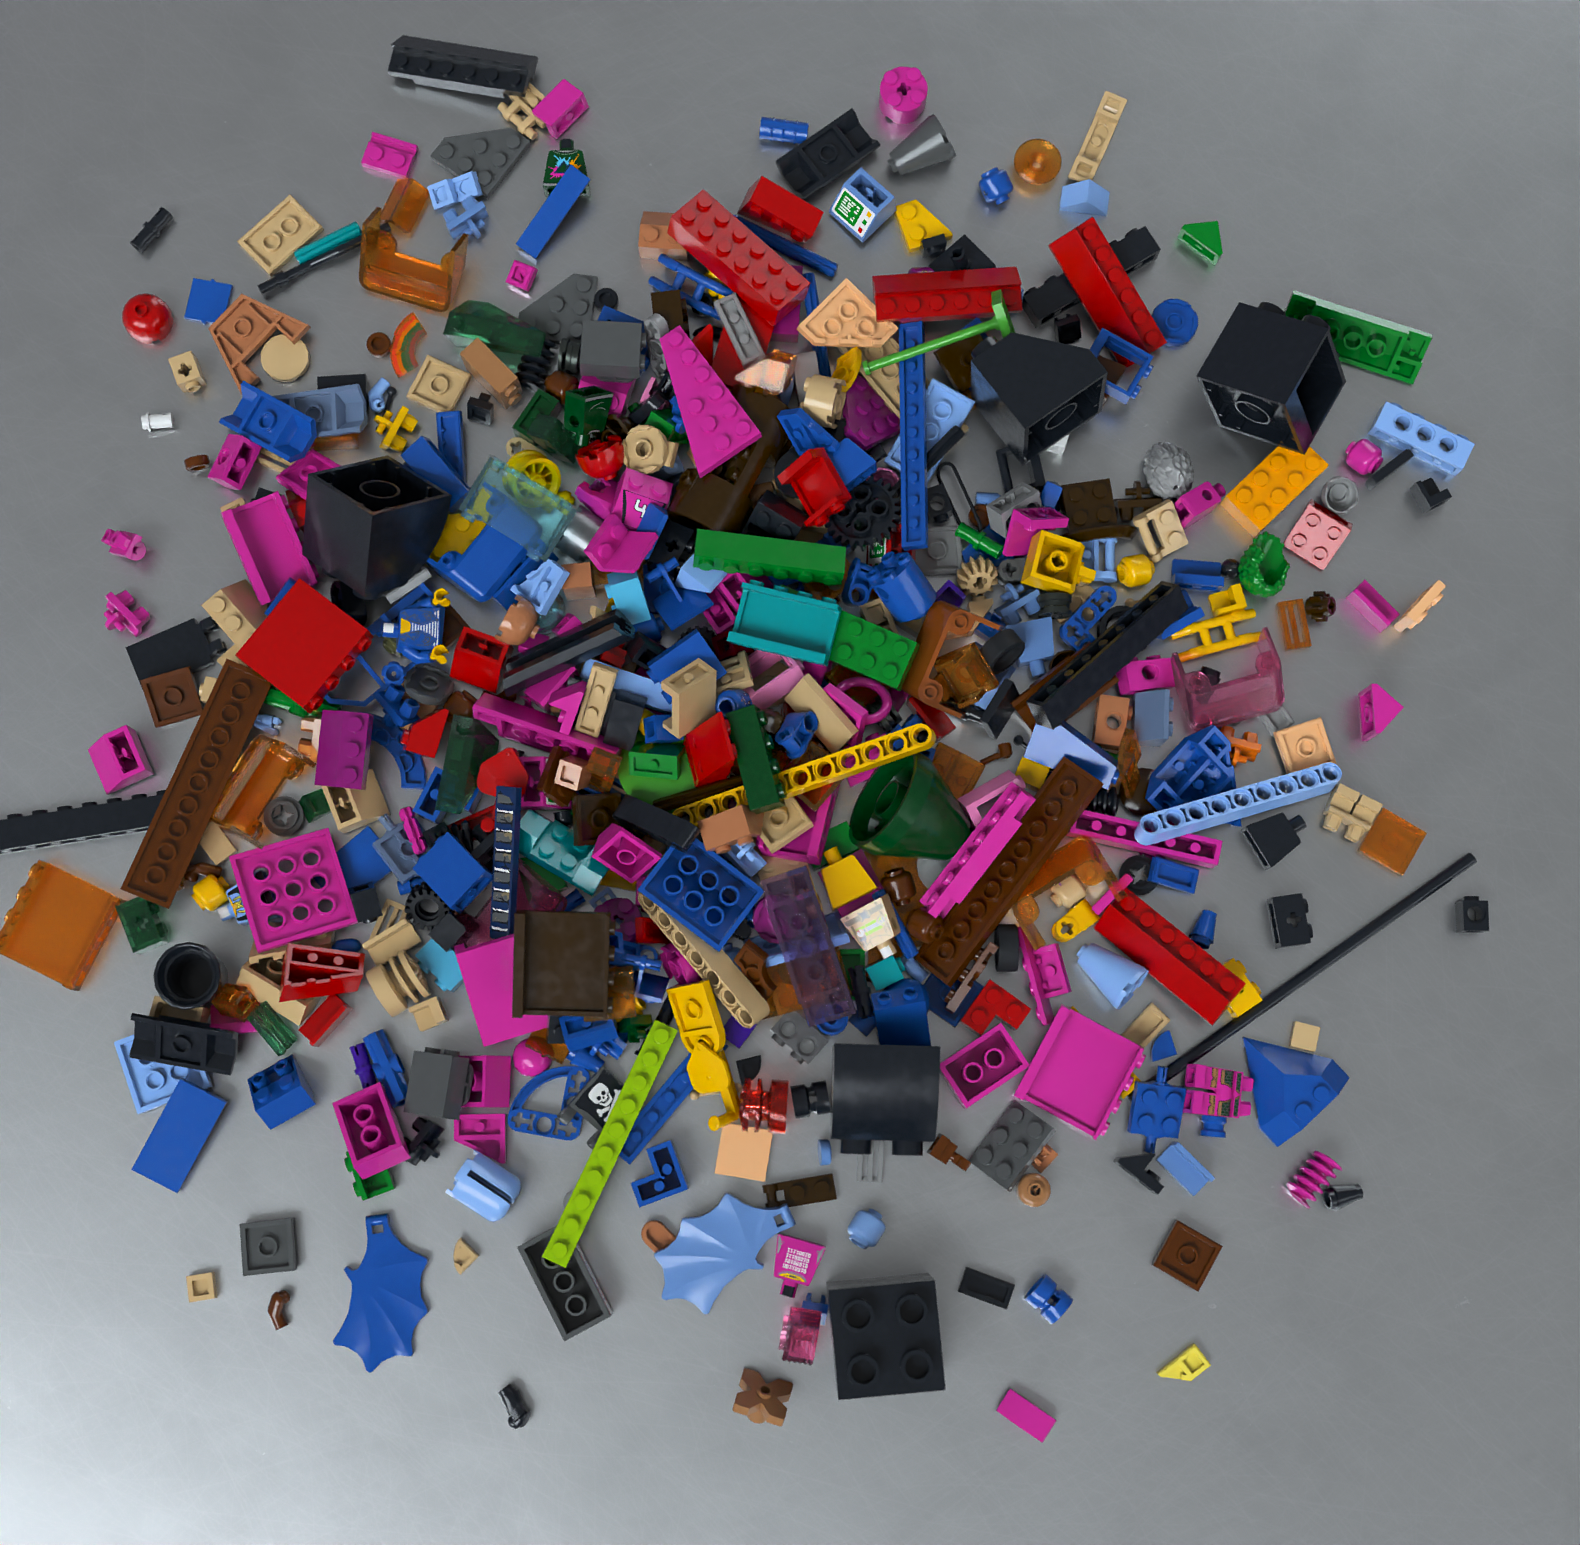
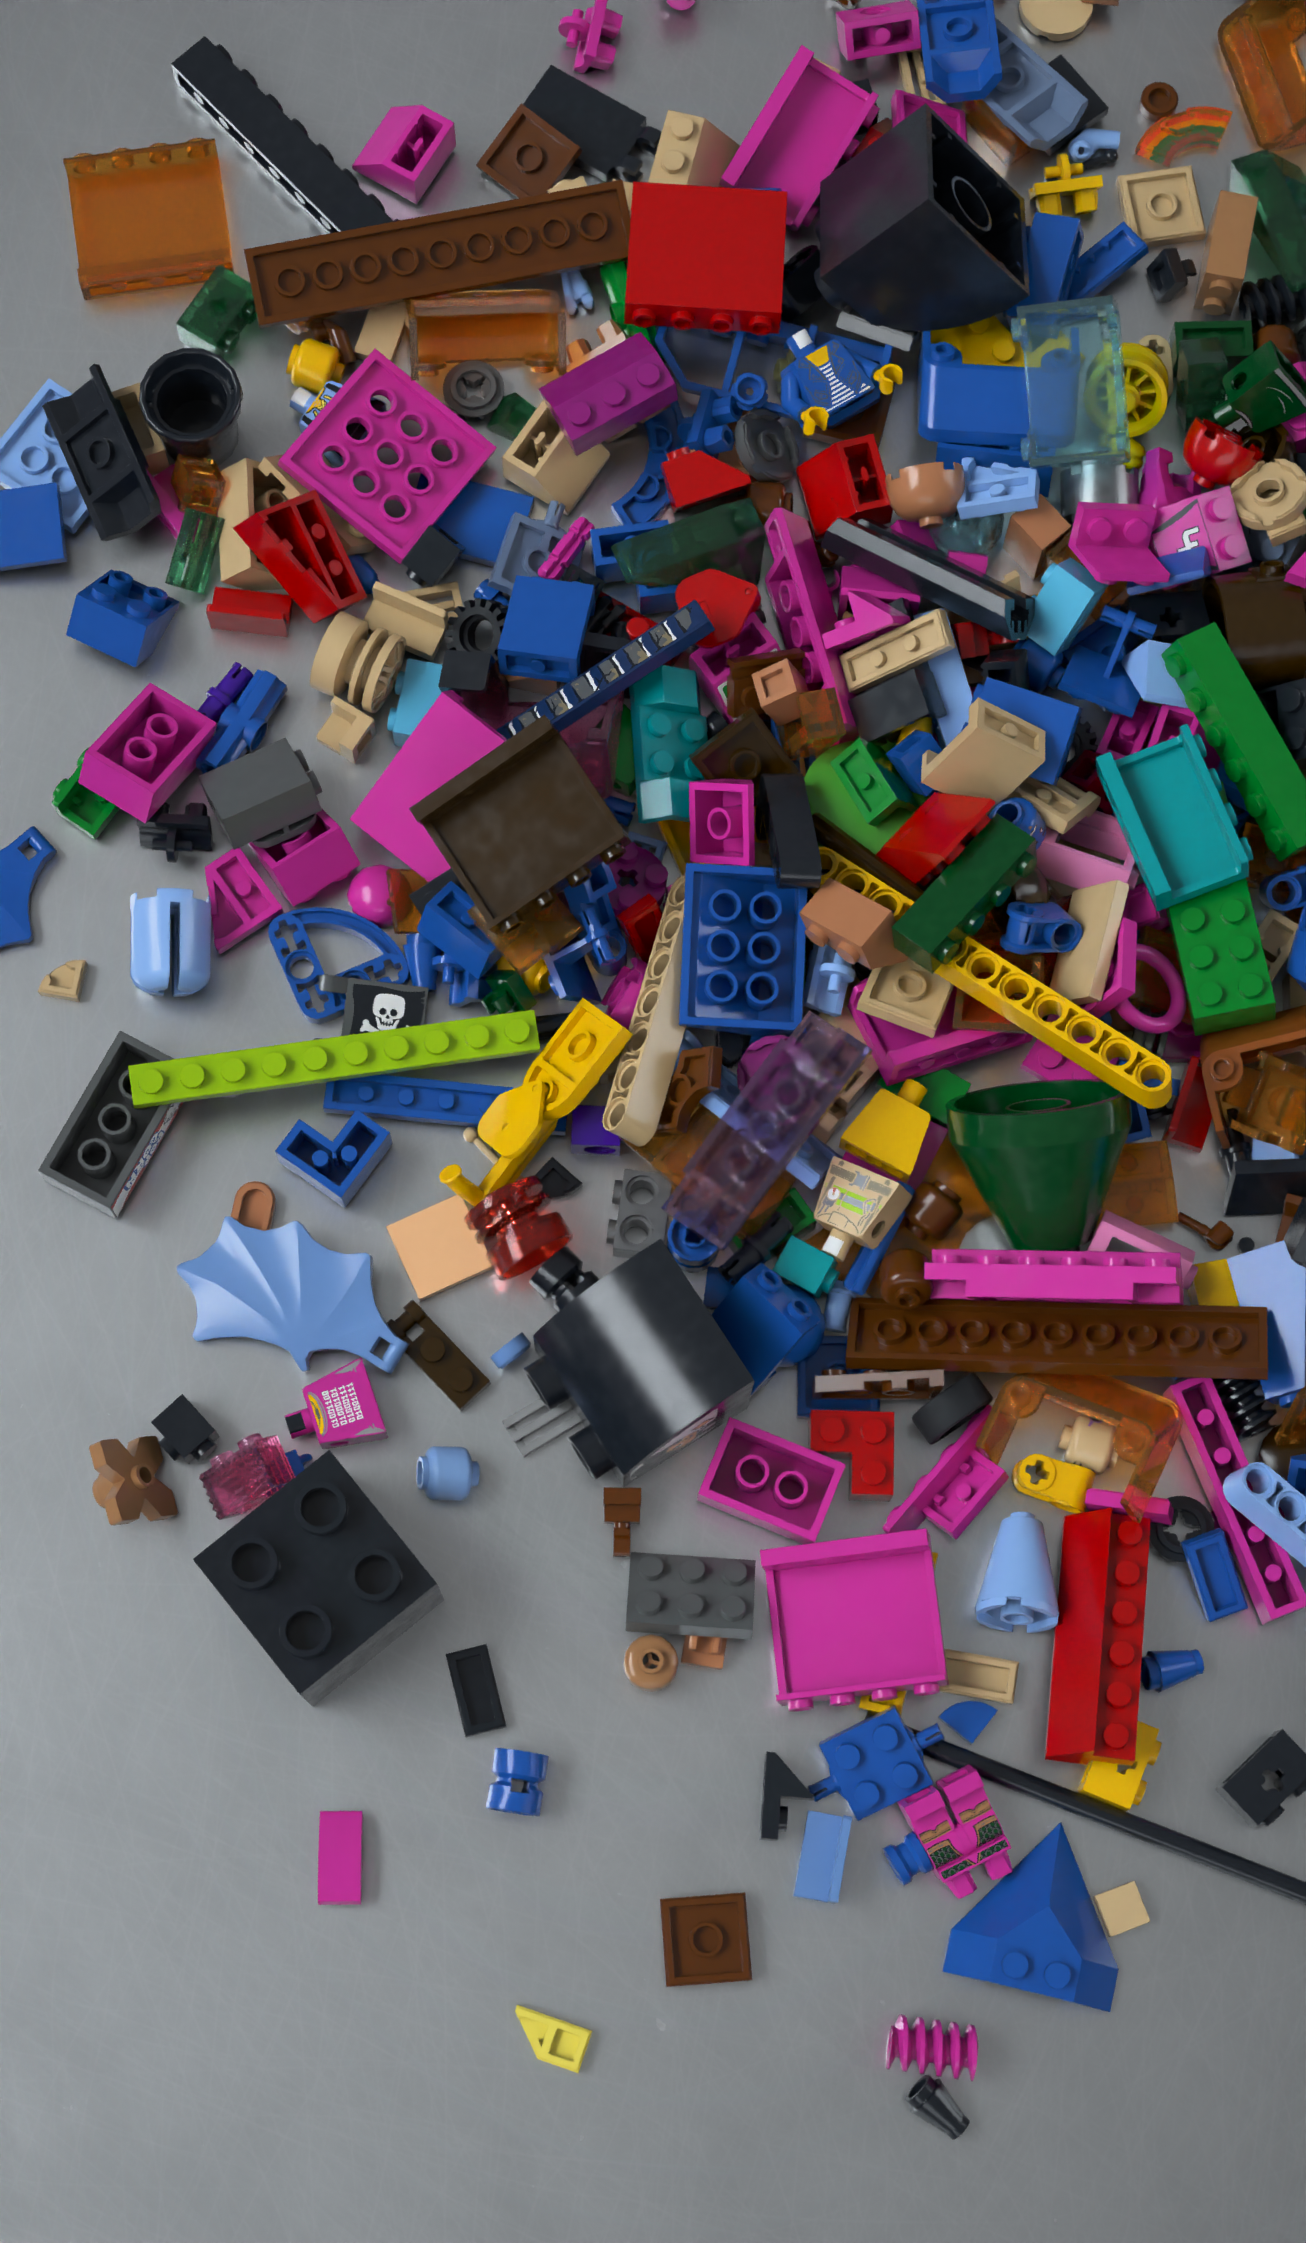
camera: 55 degrees right, 5 degrees down
(753, 1351) = (185, 1431): none -> black brick

